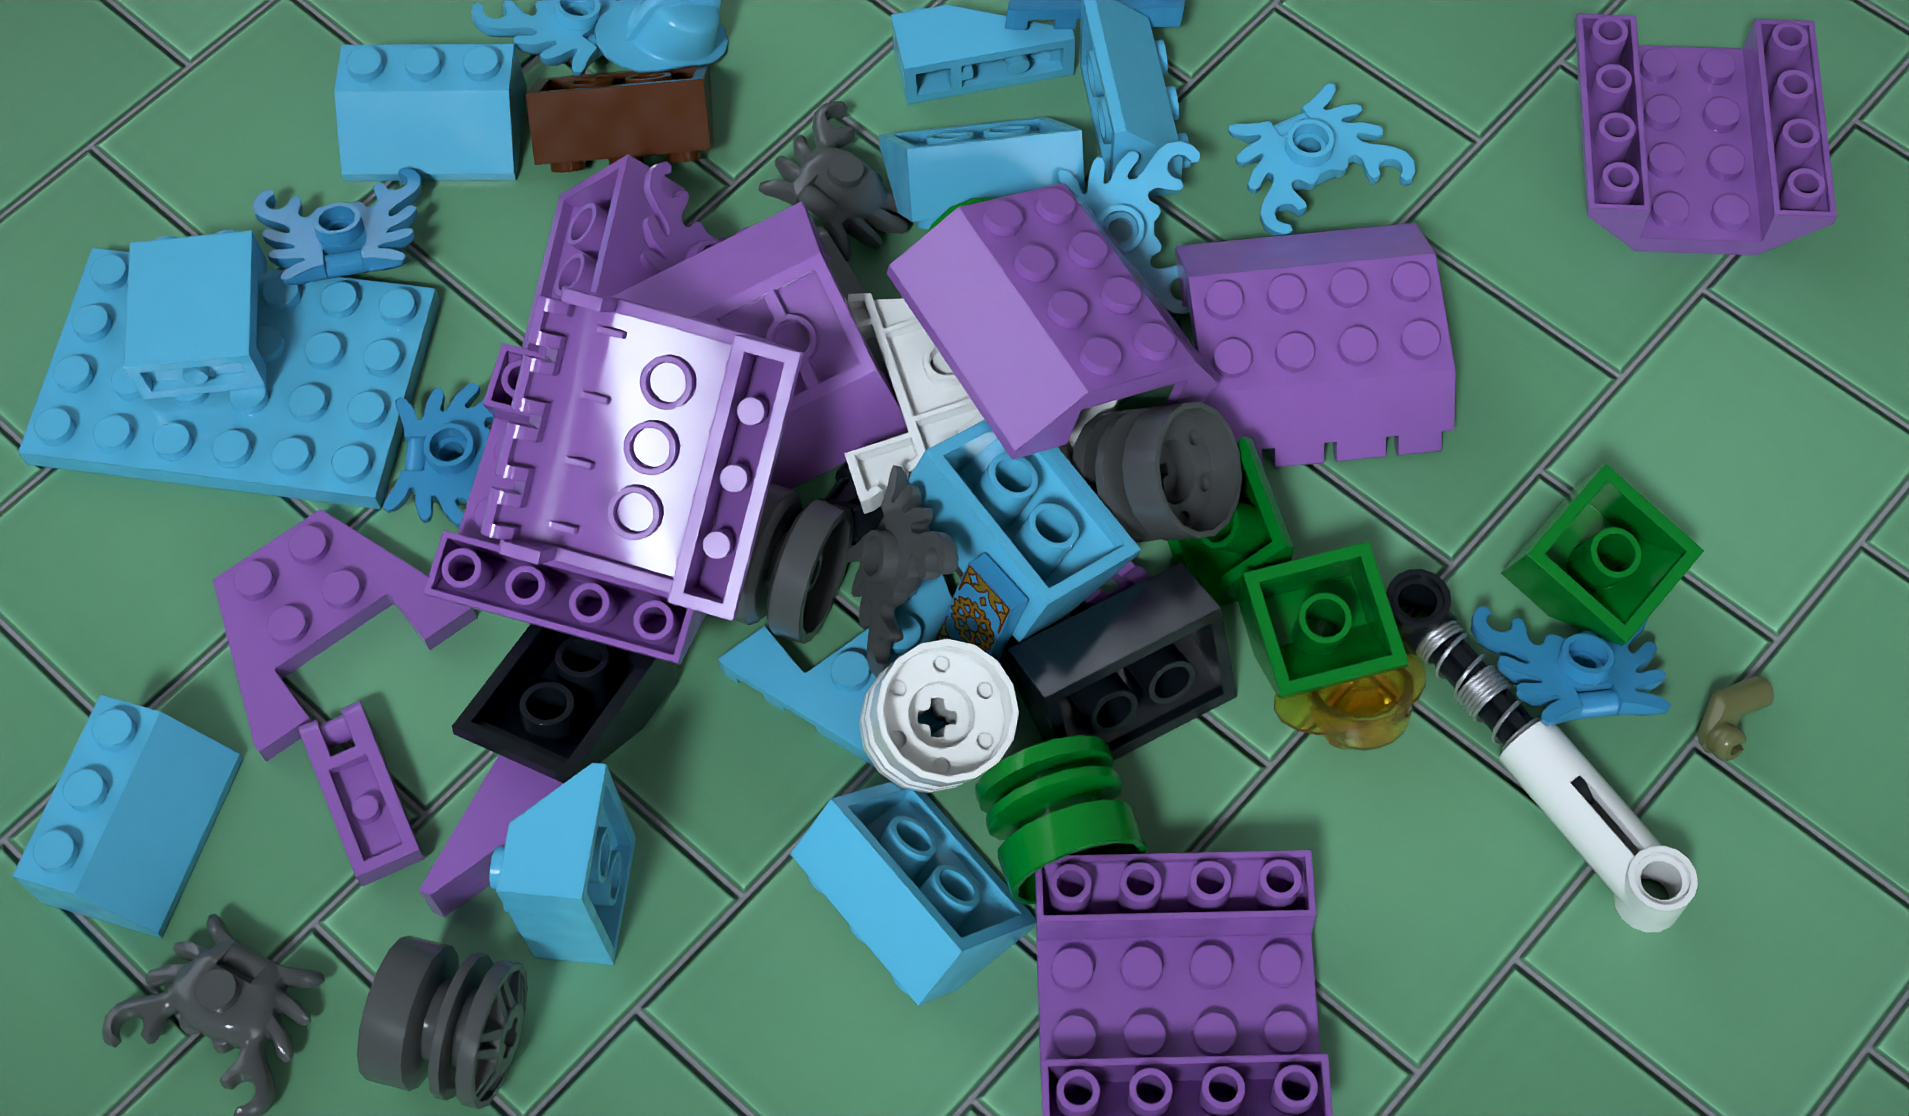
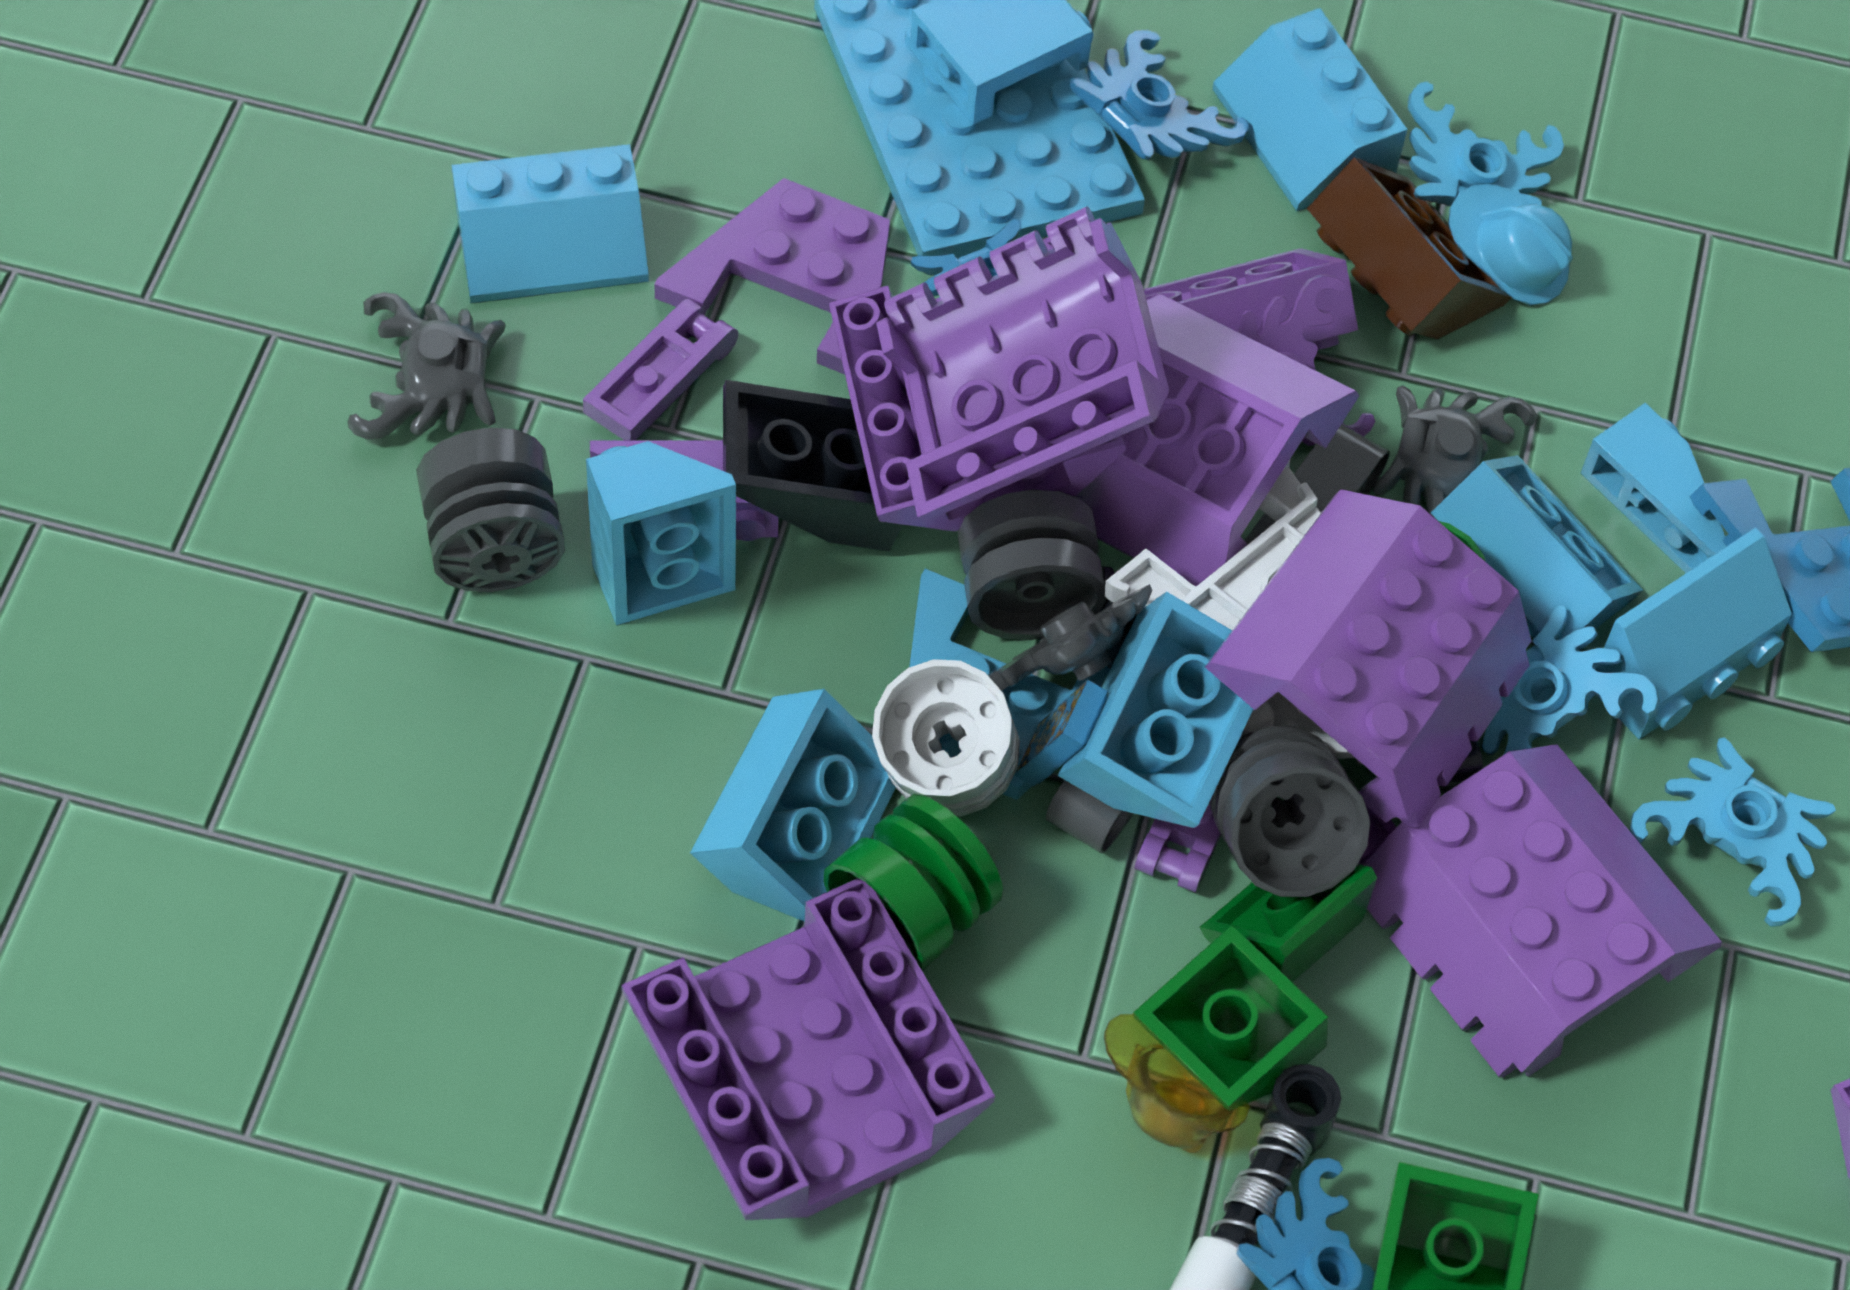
camera: 55 degrees right, 5 degrees down
(1129, 664) = (1091, 881): black slope -> none

